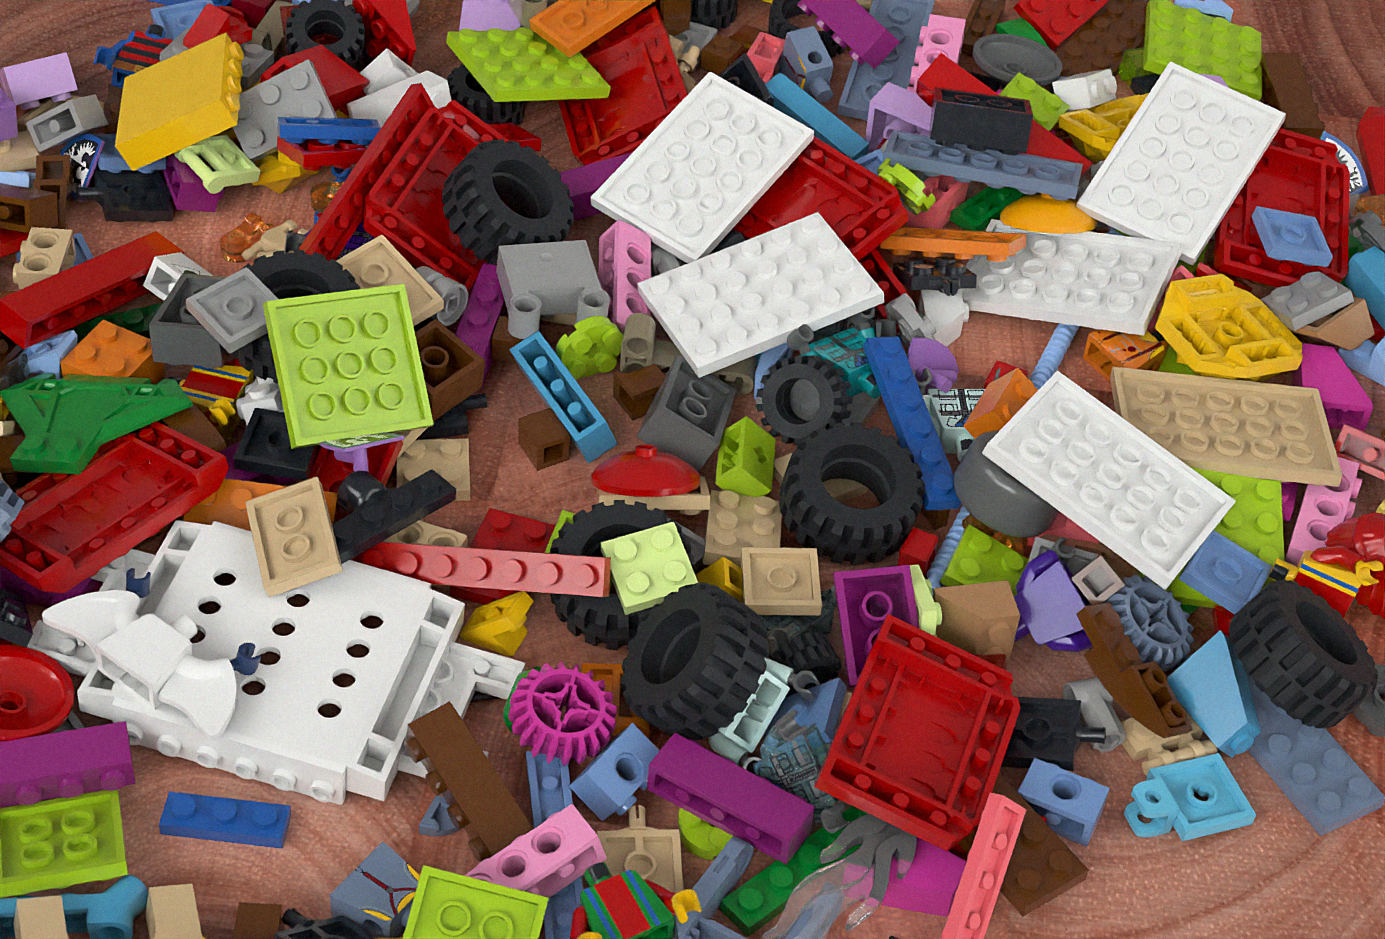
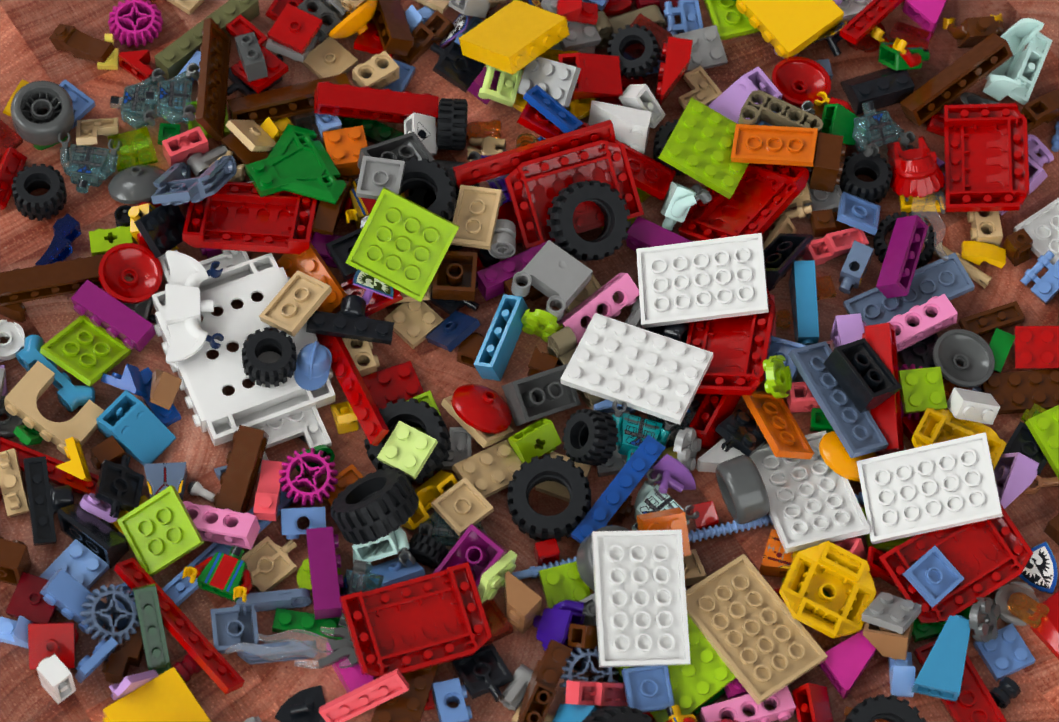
camera: 50 degrees right, 15 degrees up
(179, 825) = (129, 380): none -> blue slope
(213, 236) = (452, 124): none -> black tyre
(233, 785) = (164, 388): none -> medium nougat slope
(254, 866) = (135, 428): none -> dark azure slope
(342, 642) = (273, 372): none -> black tyre
(400, 590) = (313, 366): none -> medium blue piece
(431, 41) = (702, 88): none -> tan plate
(448, 863) = (196, 489): none -> white piece
(500, 433) = (453, 330): none -> dark blue plate
(536, 775) = (268, 491): none -> coral slope
(566, 129) = (679, 201): none -> light aqua torso
(743, 22) = (858, 213): none -> medium blue plate
(1018, 316) = (742, 489): none -> dark grey wheel
(1189, 627) = (595, 693): none -> coral slope

